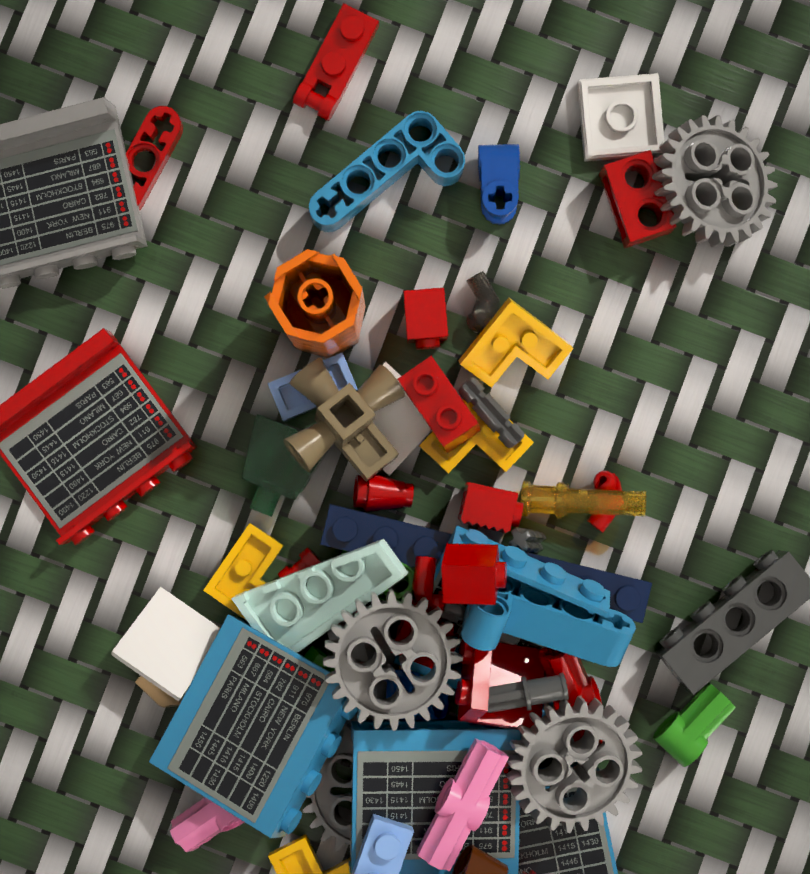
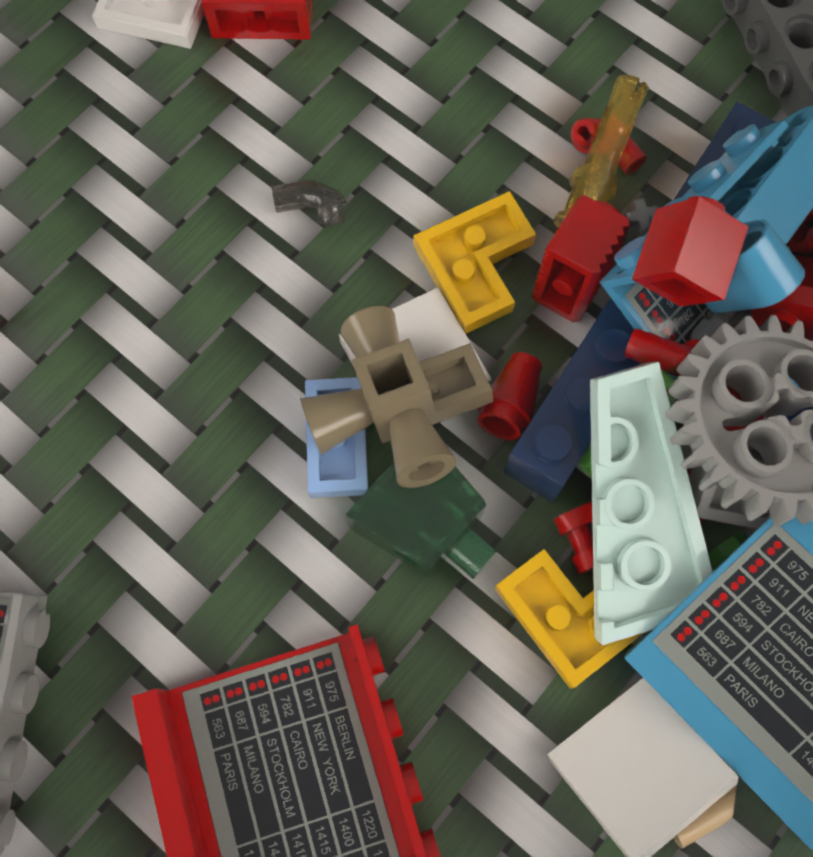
camera: 65 degrees left, 15 degrees down
(318, 303) = (219, 344): orange brick -> none
(381, 177) = (83, 216): dark azure beam -> none
(425, 317) = (300, 265): red brick -> none
(439, 404) = (424, 268): red brick -> none
(491, 412) = (455, 220): dark grey axle -> none
(499, 176) = (170, 131): blue piece -> none
(511, 335) = (366, 175): yellow plate -> none

